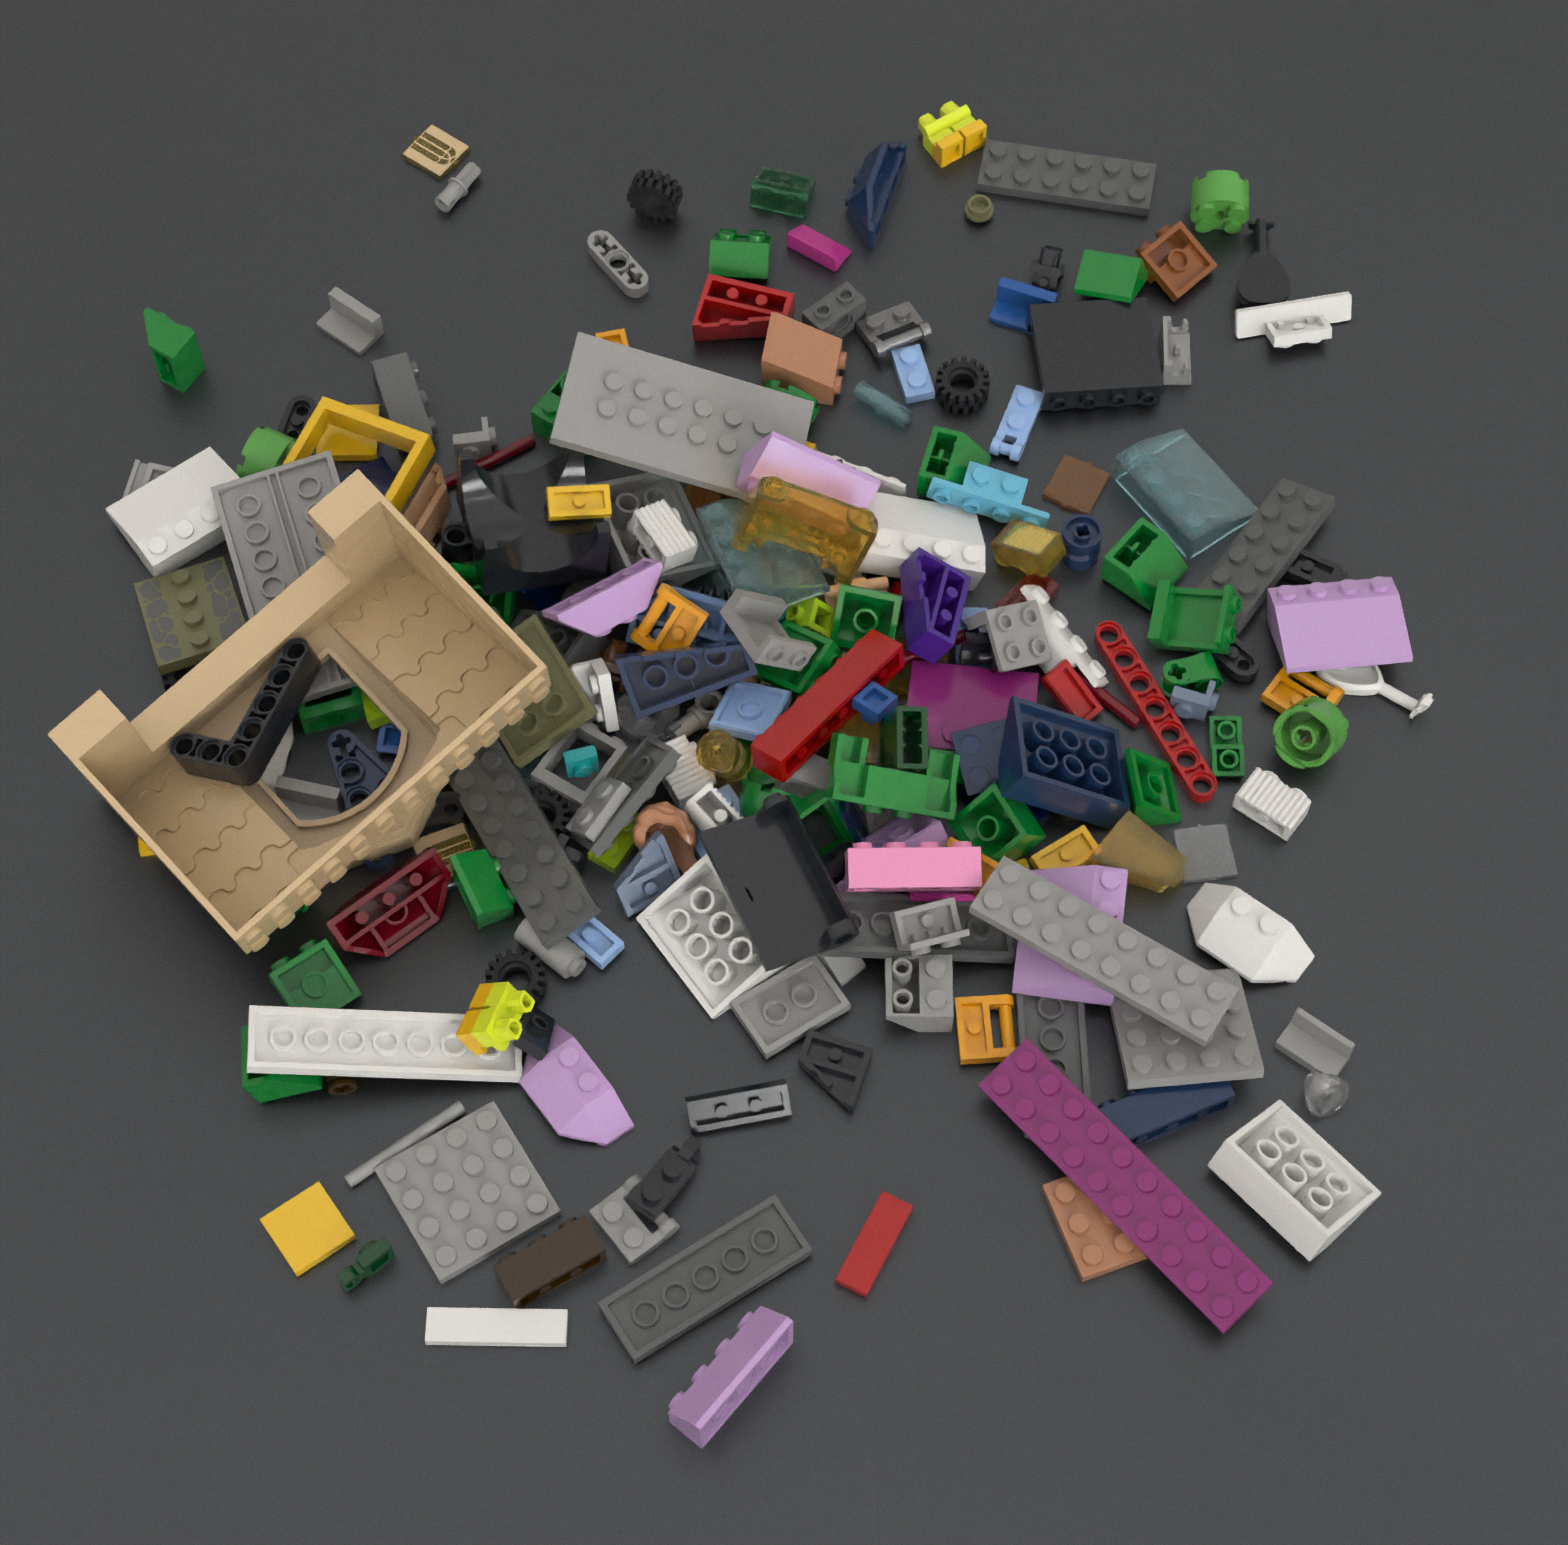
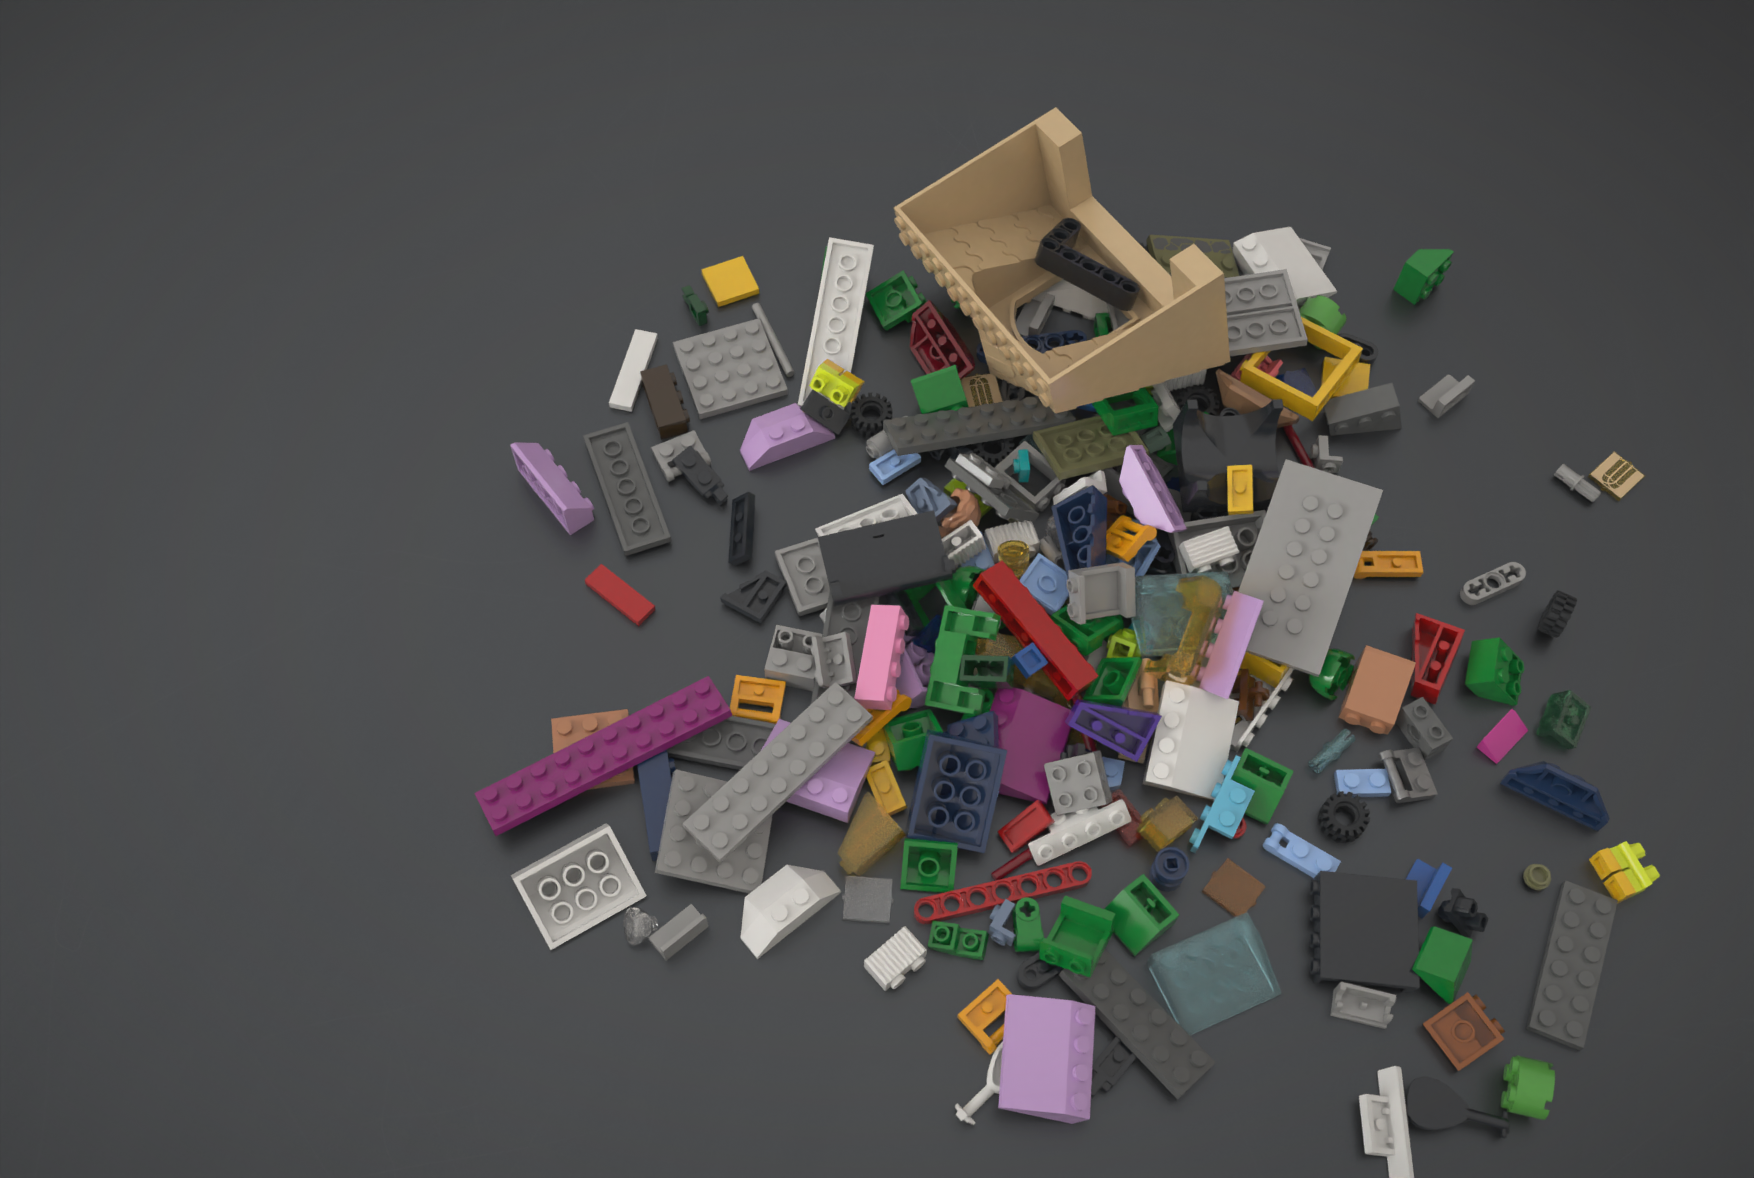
camera: 100 degrees right, 0 degrees up
(1311, 715) = (947, 1000): bright green brick -> none

